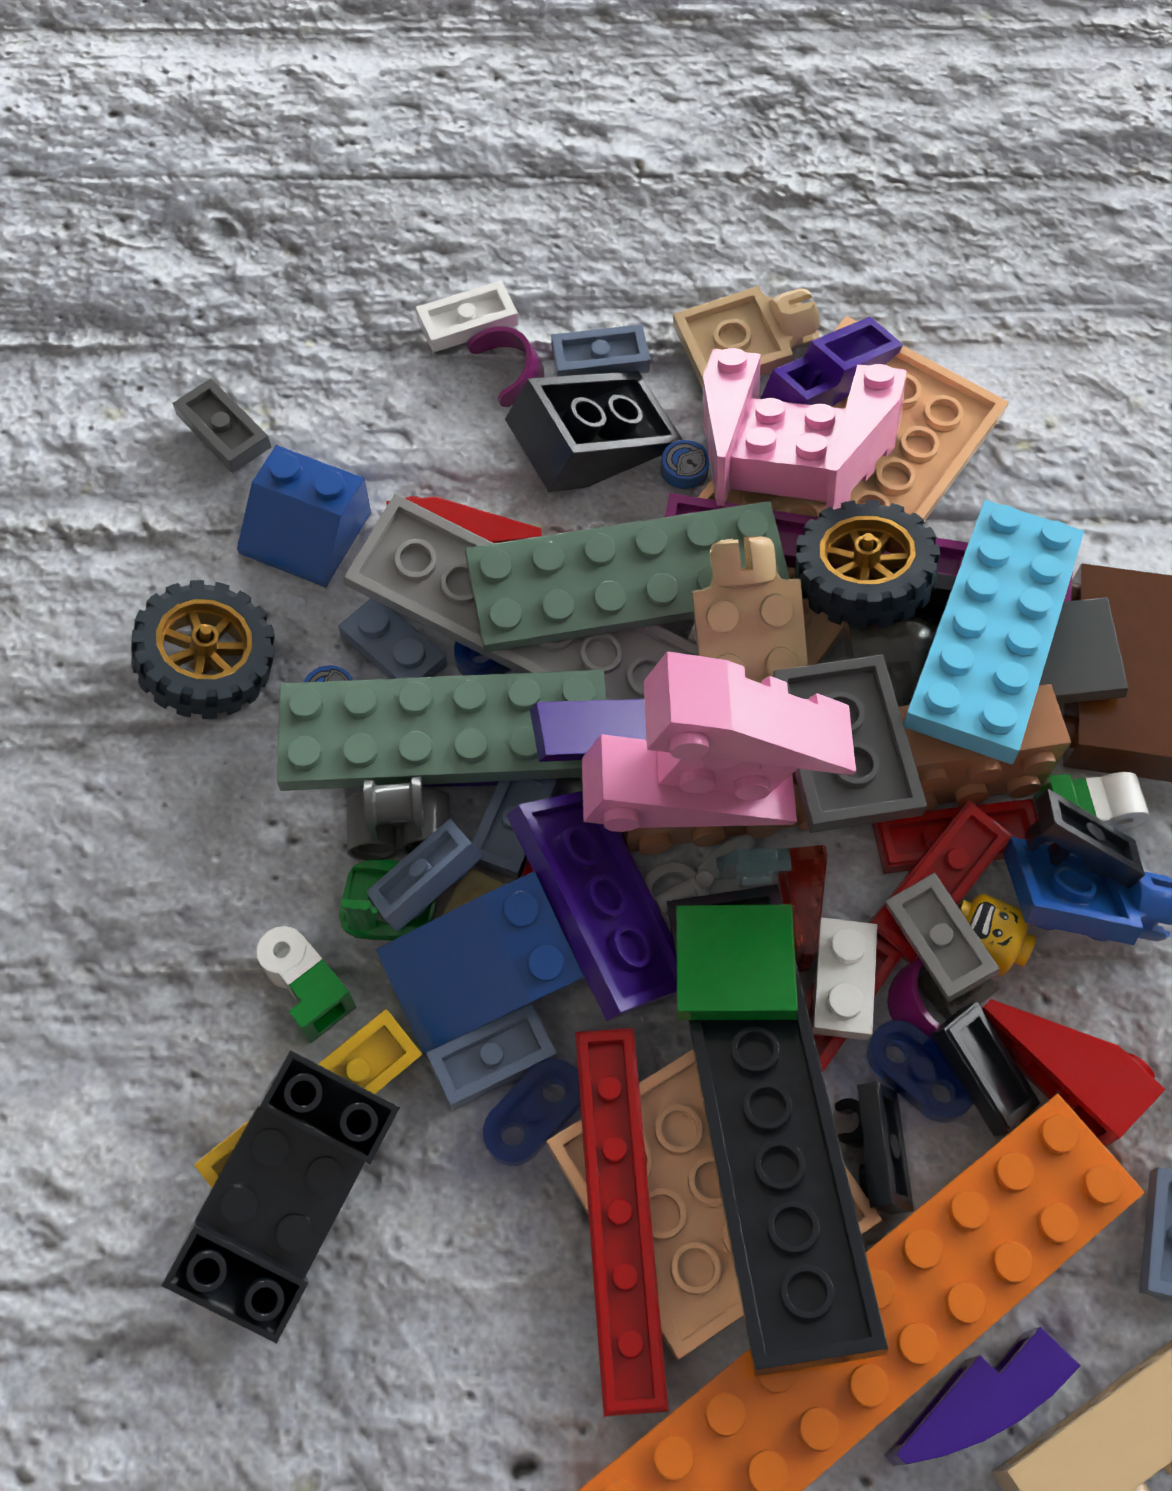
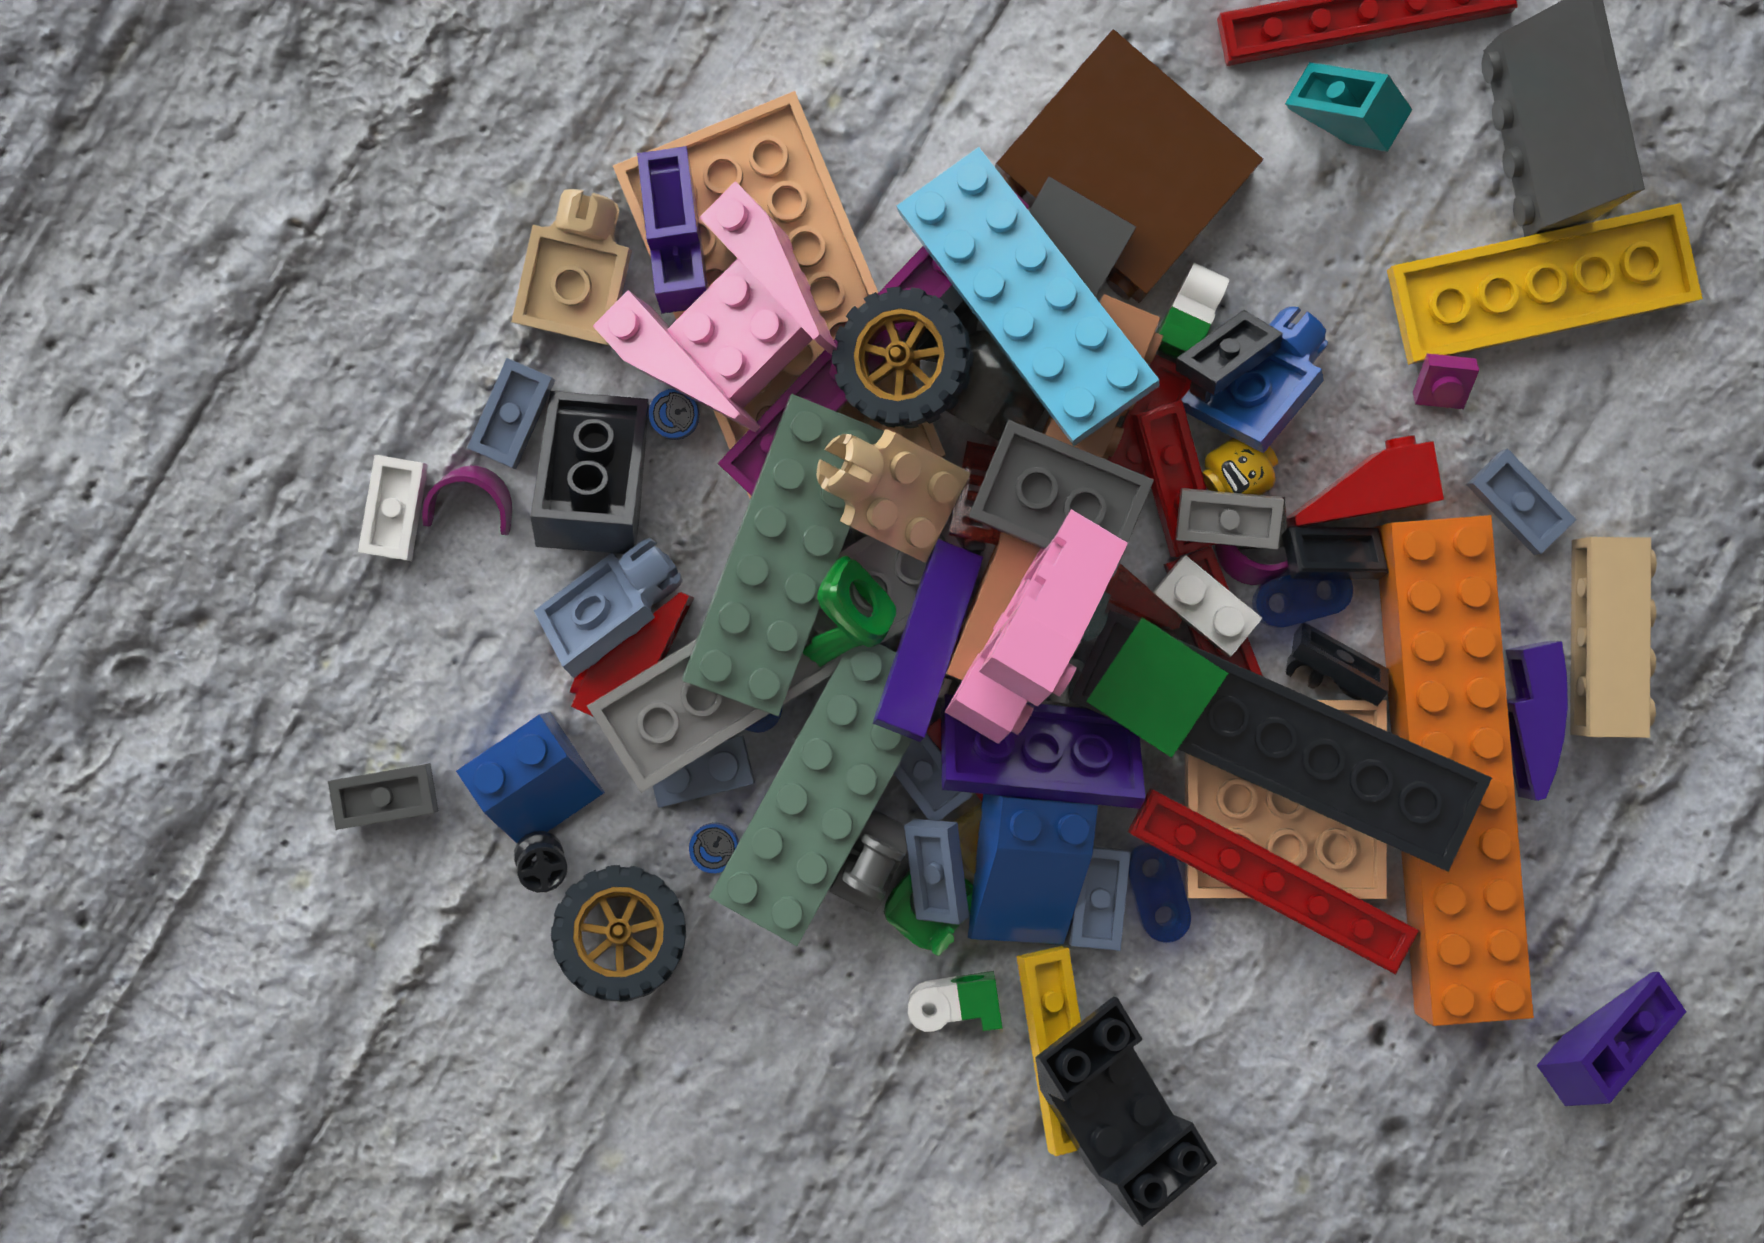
camera: 60 degrees left, 25 degrees up
(223, 552) = (543, 873): none -> black wheel
(496, 488) = (607, 604): none -> sand blue plate
(607, 656) = (852, 627): none -> green piece

